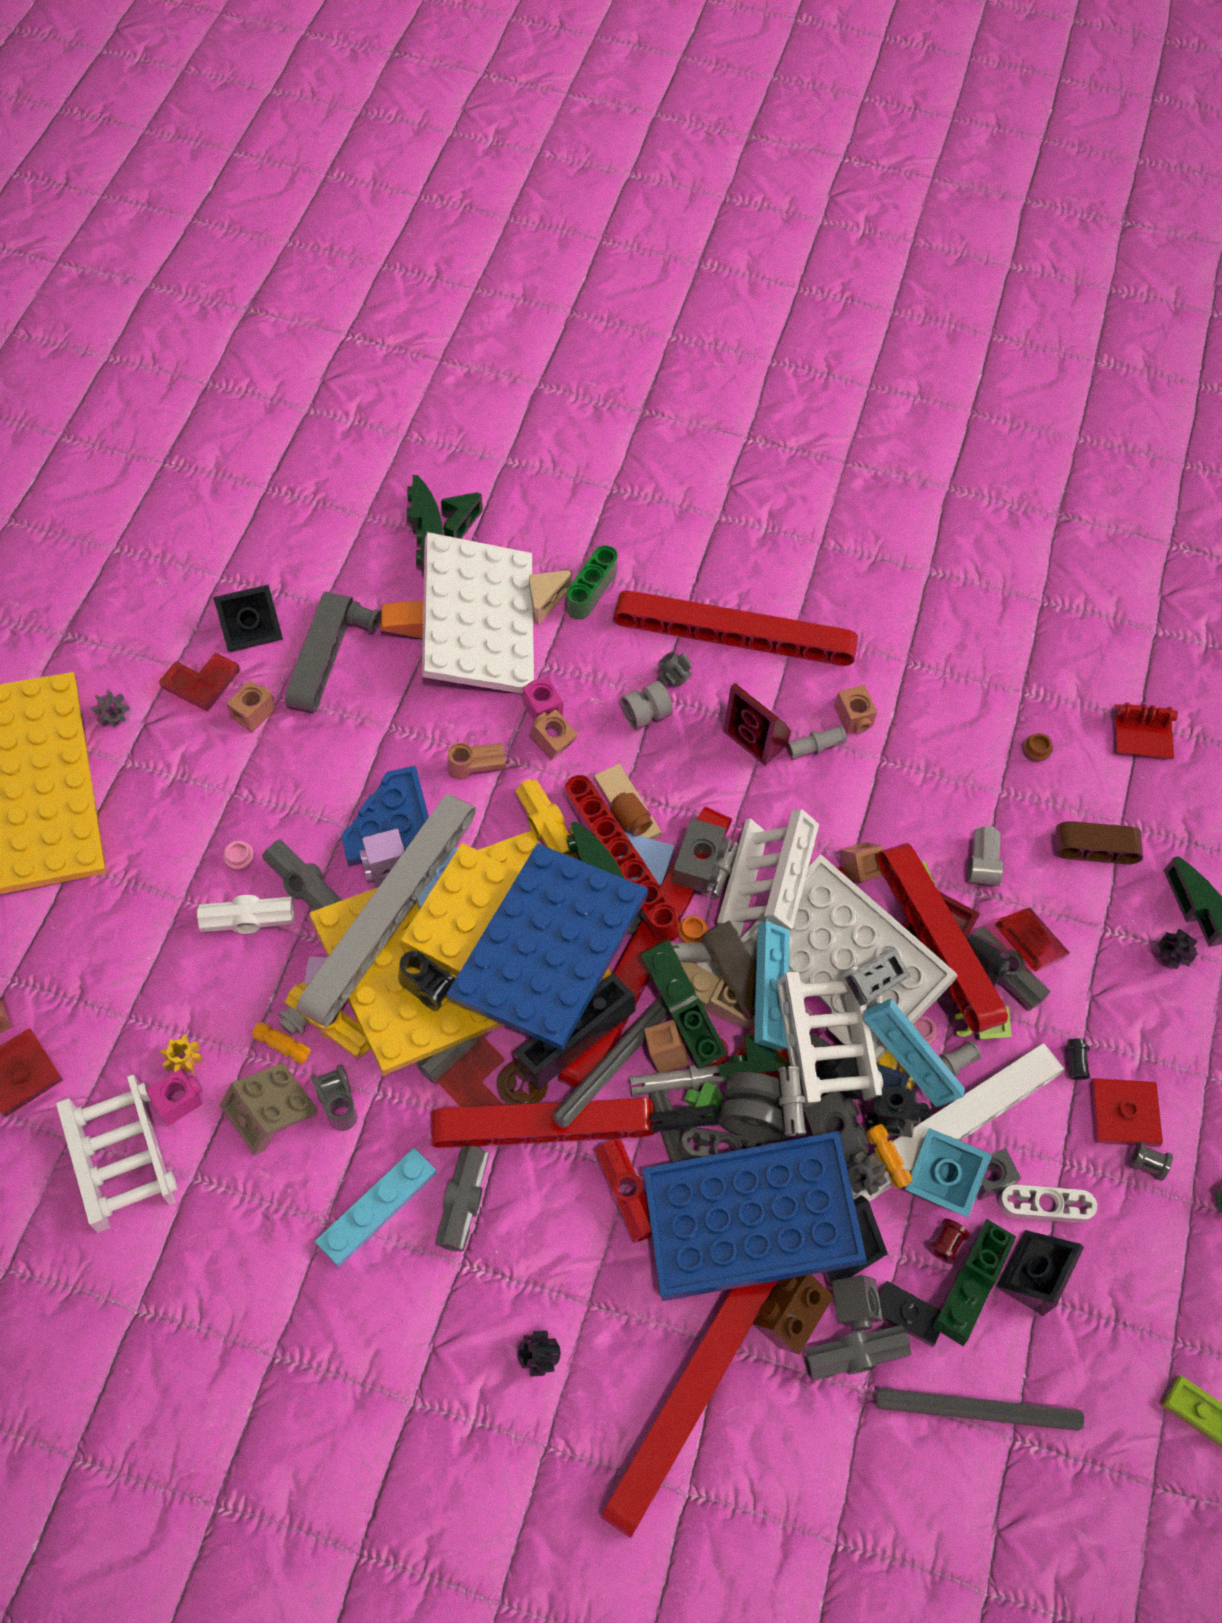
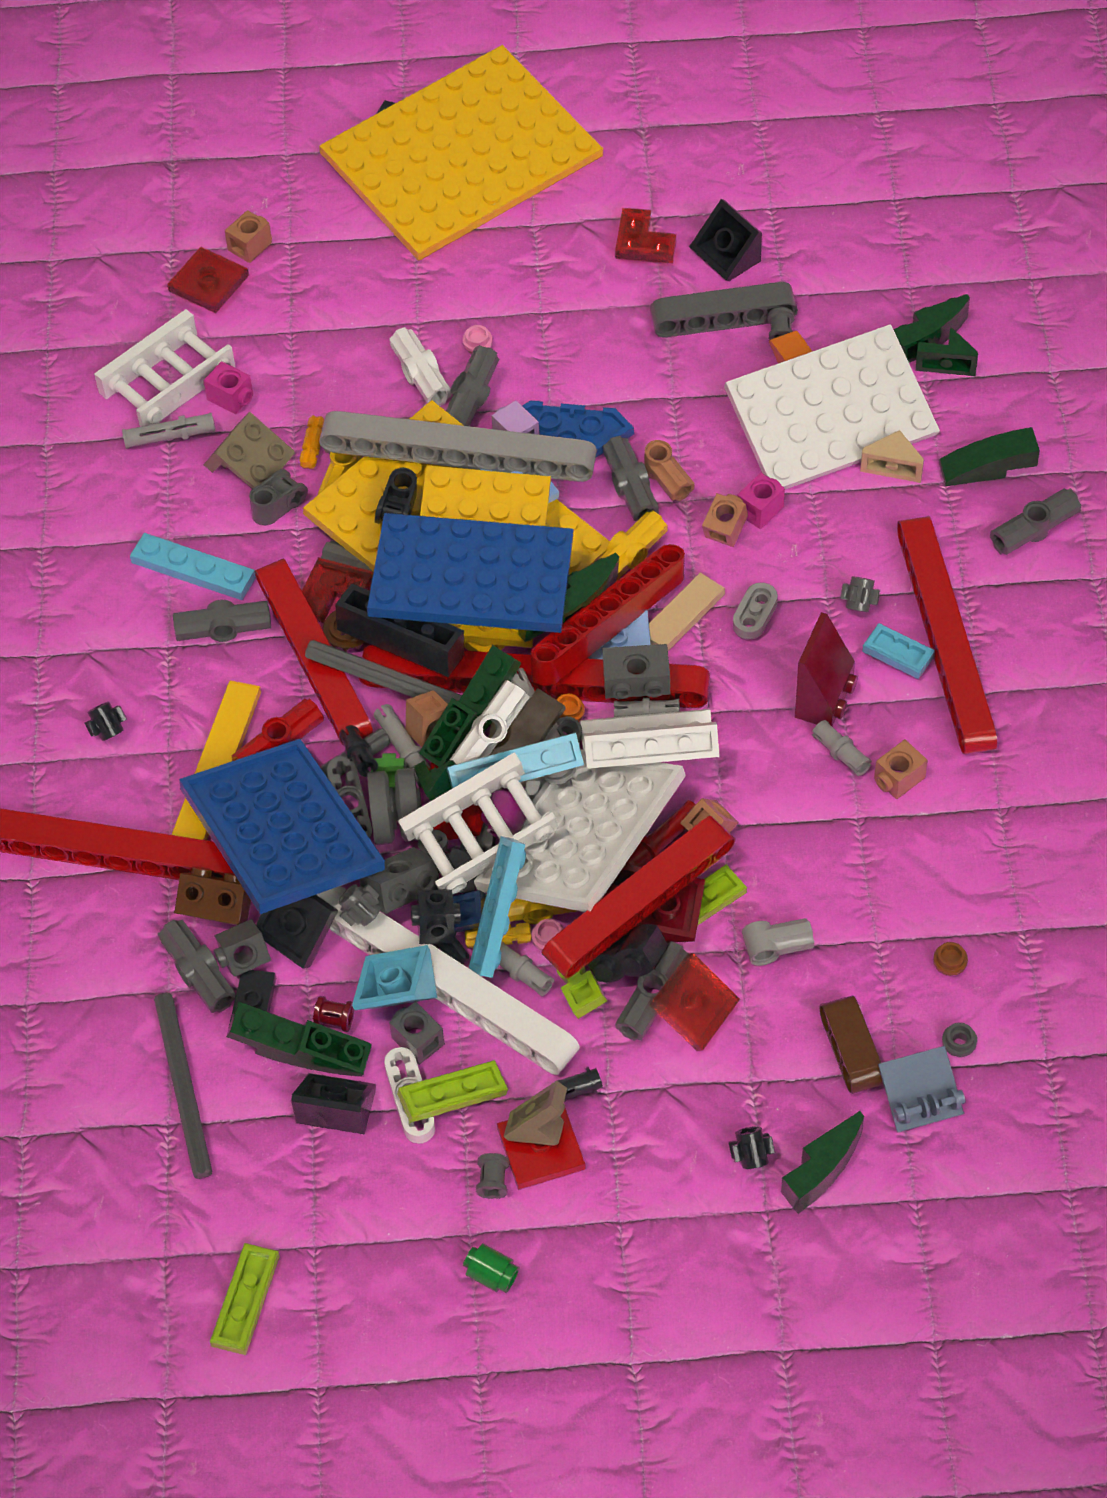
camera: 75 degrees right, 5 degrees down
(116, 712) = (576, 187): dark grey gear -> none
(178, 1047) = (267, 377): yellow gear -> none
(197, 1165) = (204, 423): none -> light grey pin
(251, 716) = (634, 283): nougat brick -> none
(470, 788) = (629, 477): none -> dark grey piece
(579, 530) = (991, 457): none -> dark green slope
(592, 582) = (930, 490): green beam -> none
(622, 1258) = (223, 741): none -> yellow tile
(631, 813) = (664, 609): dark orange brick -> none
(645, 705) = (805, 586): light grey wheel -> none
(655, 751) = (753, 613): none -> light grey plate
(656, 527) = (1035, 521): none -> dark grey piece
(721, 993) = (502, 711): none -> white piece
(737, 666) = (898, 651): none -> medium azure plate
(792, 1101) = (395, 811): light grey pin -> none
(877, 977) = (552, 836): plate -> none
(889, 1155) = (387, 923): light orange axle -> none
(1060, 1165) = (452, 1091): none -> lime tile
(1117, 765) = (963, 1032): none -> dark grey plate
(1119, 1099) = (538, 1117): none -> dark tan slope
(1144, 730) = (1032, 1061): red hinge -> none
(1158, 810) = (921, 1089): none -> sand blue hinge

